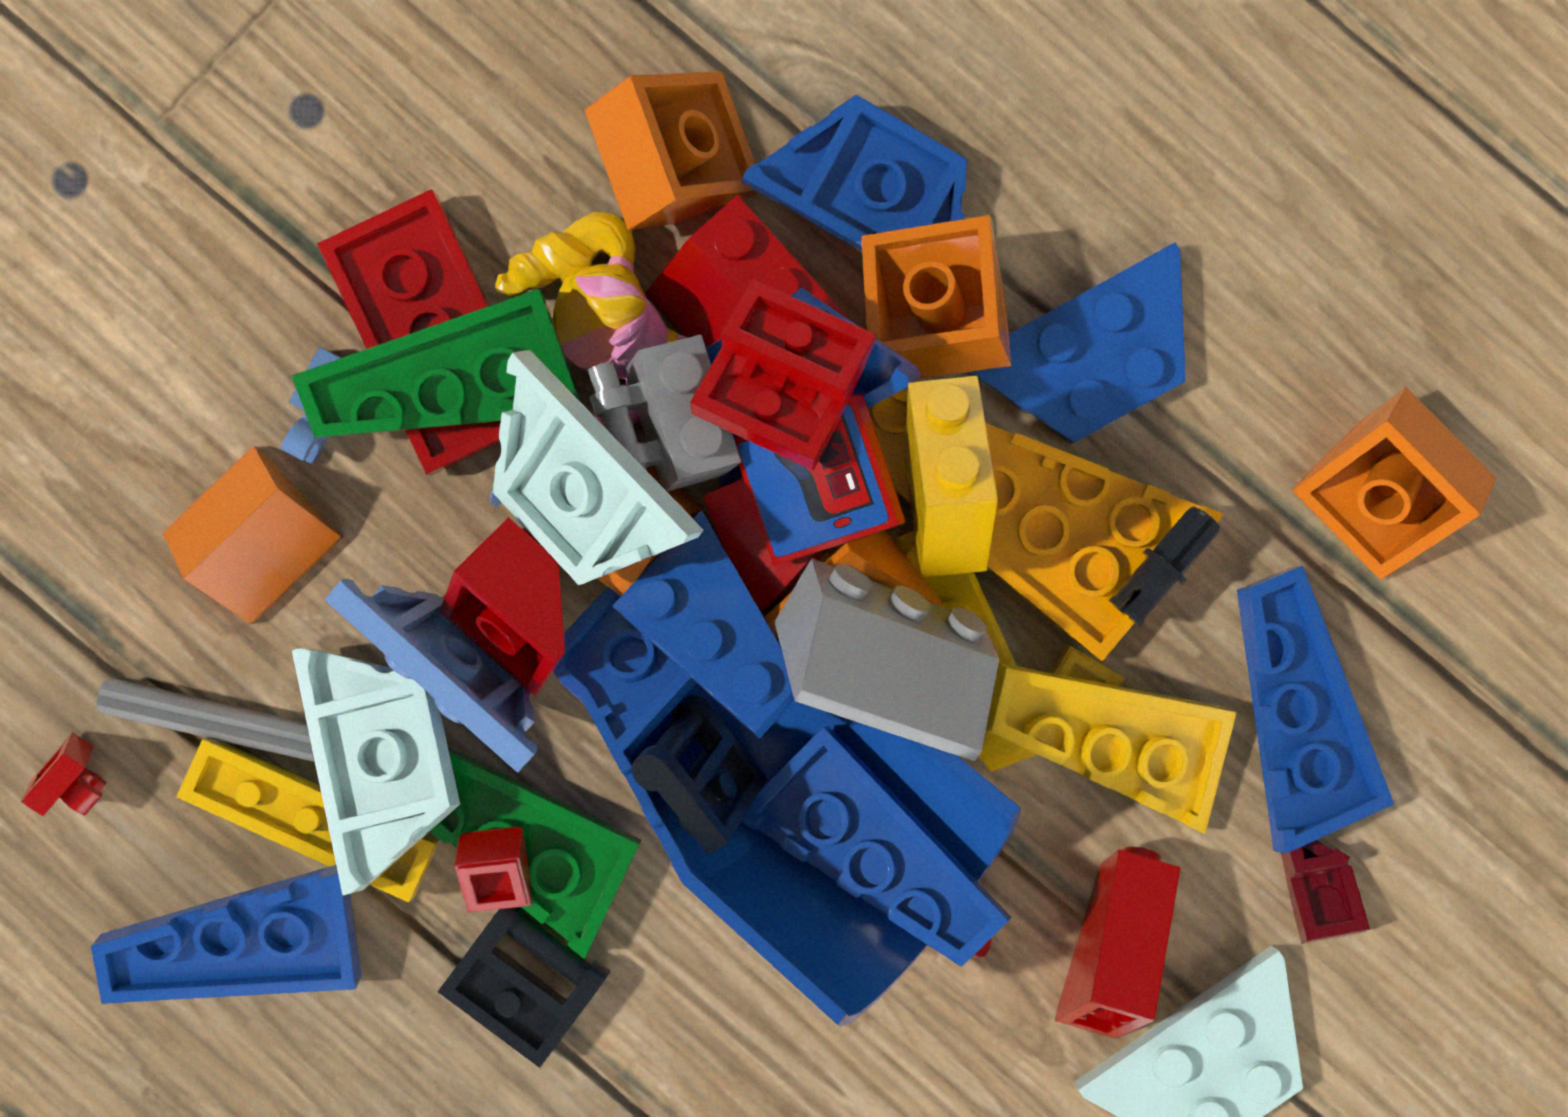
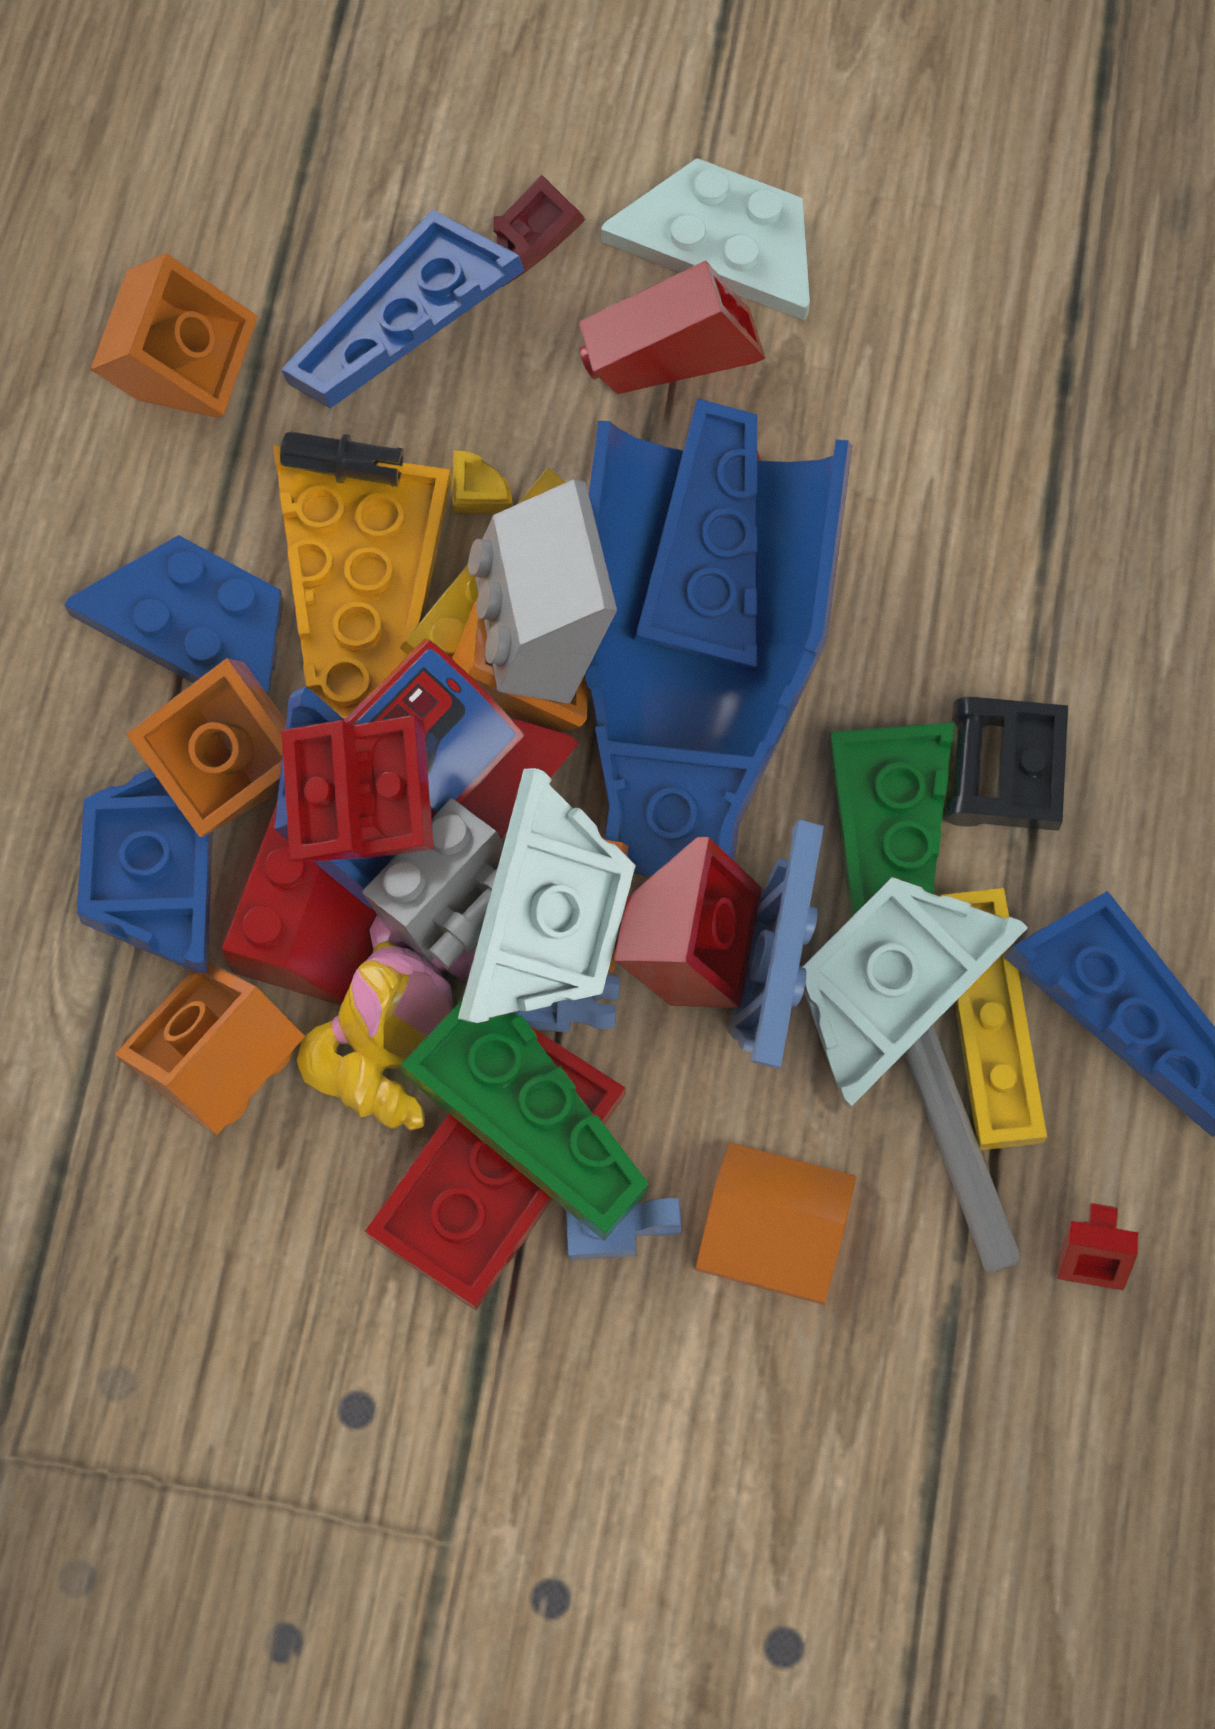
camera: 120 degrees left, 20 degrees down
(493, 869) = (926, 830): red slope -> none
(711, 628) = (612, 741): blue wing -> none
(716, 788) = (735, 692): black plate -> none
(949, 476) = (364, 624): yellow brick -> none
(1127, 739) = (501, 414): yellow wing -> none

